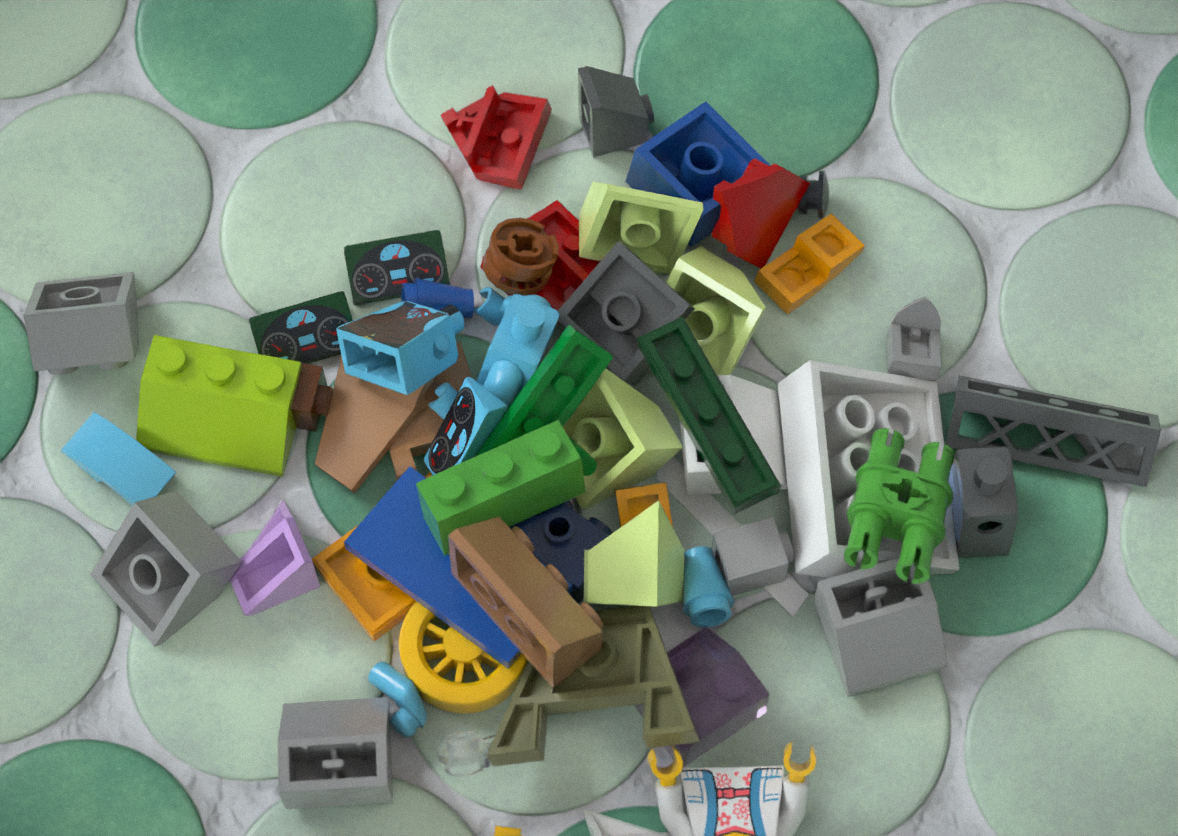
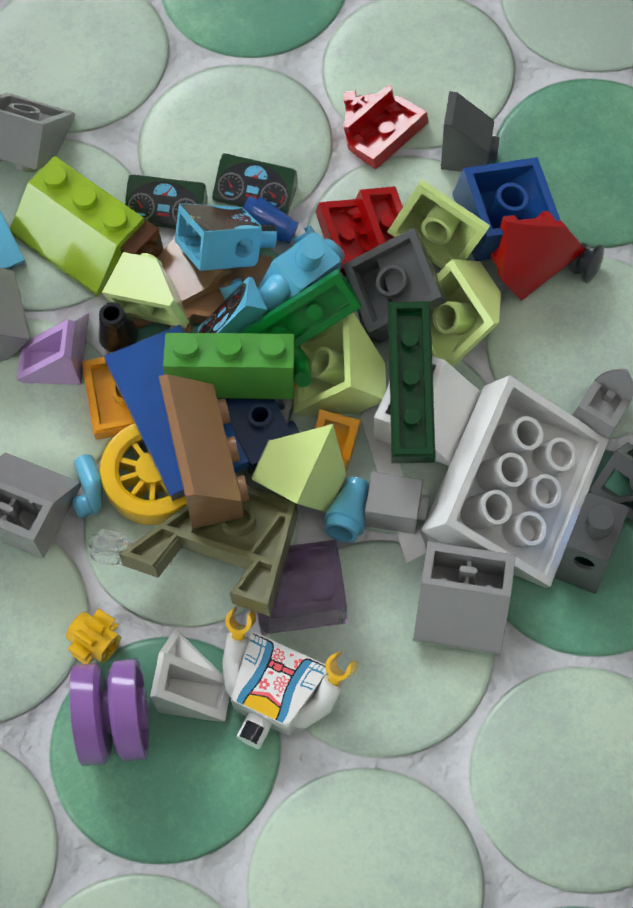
camera: 30 degrees right, 0 degrees up
(334, 505) = (116, 328): none -> black cone
(347, 446) = (145, 290): none -> yellowish green slope
(522, 254) = (344, 210): dark orange wheel -> none
(810, 264) = (556, 313): light orange slope -> none
(900, 506) = (519, 513): bright green pin -> none

